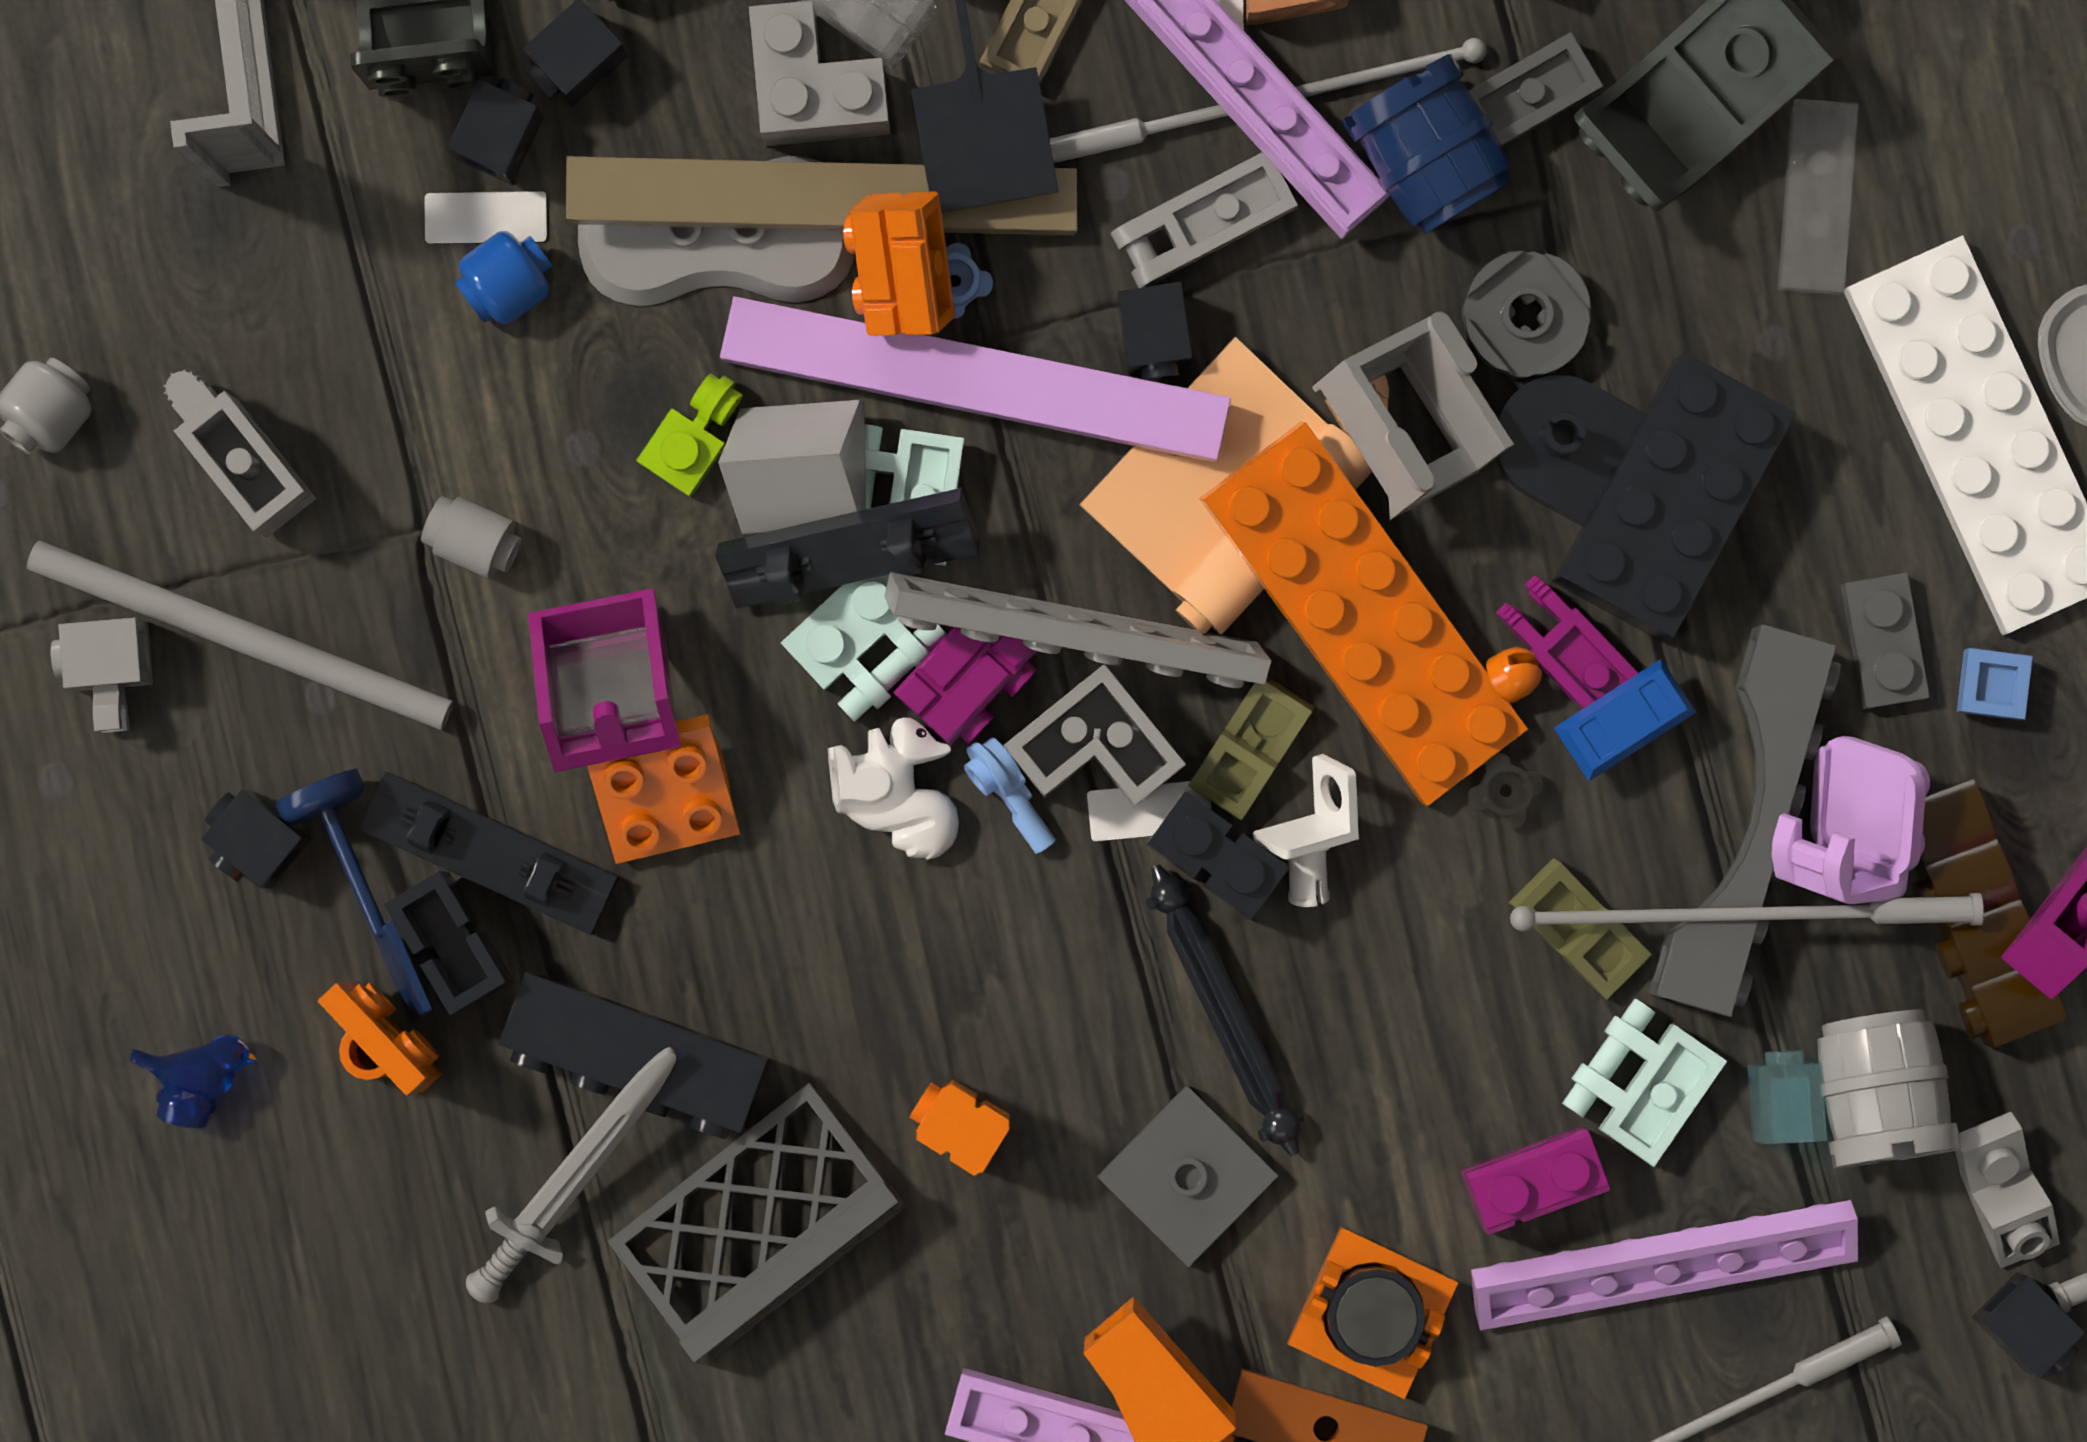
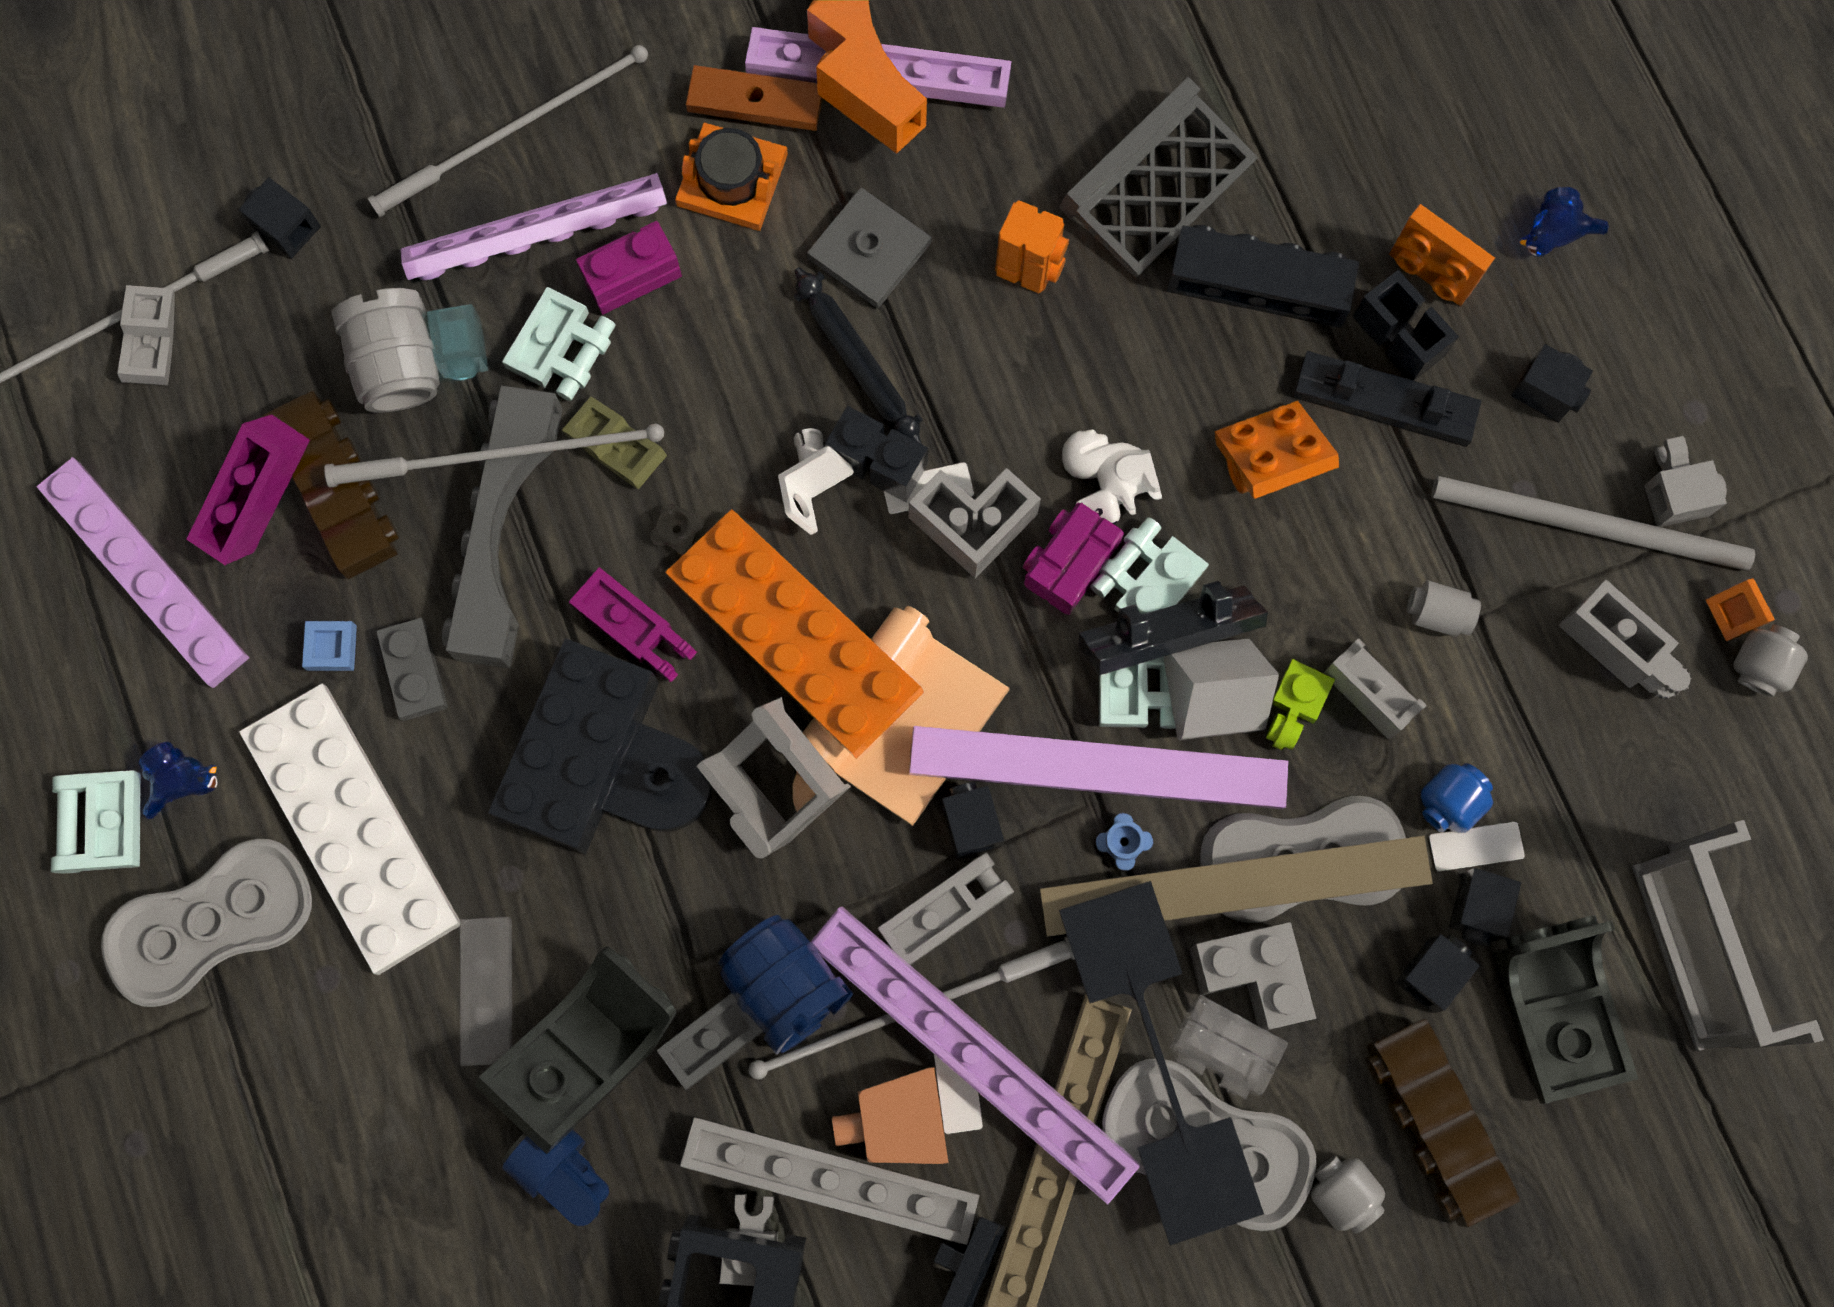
camera: 170 degrees right, 10 degrees down
(67, 482) = (1740, 609): none -> orange plate
(322, 801) = (1513, 410): dark blue piece -> none
(557, 1194) = (1309, 157): light grey sword -> none
(583, 441) = (1373, 690): none -> light grey hinge
(603, 680) = (1334, 512): magenta window -> none
(900, 263) = (1169, 837): orange brick -> none
(996, 771) = (1045, 489): light blue plate -> none
(1050, 626) = (1002, 587): light grey plate -> none
(1251, 747) = (861, 537): olive slope -> none
(1514, 673) = (680, 608): orange hinge -> none
(1529, 278) = (698, 898): dark grey plate -> none
(1624, 720) = (595, 582): blue tile -> none
(1863, 824) = (414, 523): lavender piece -> none
(2005, 1191) = (299, 302): light grey slope -> none

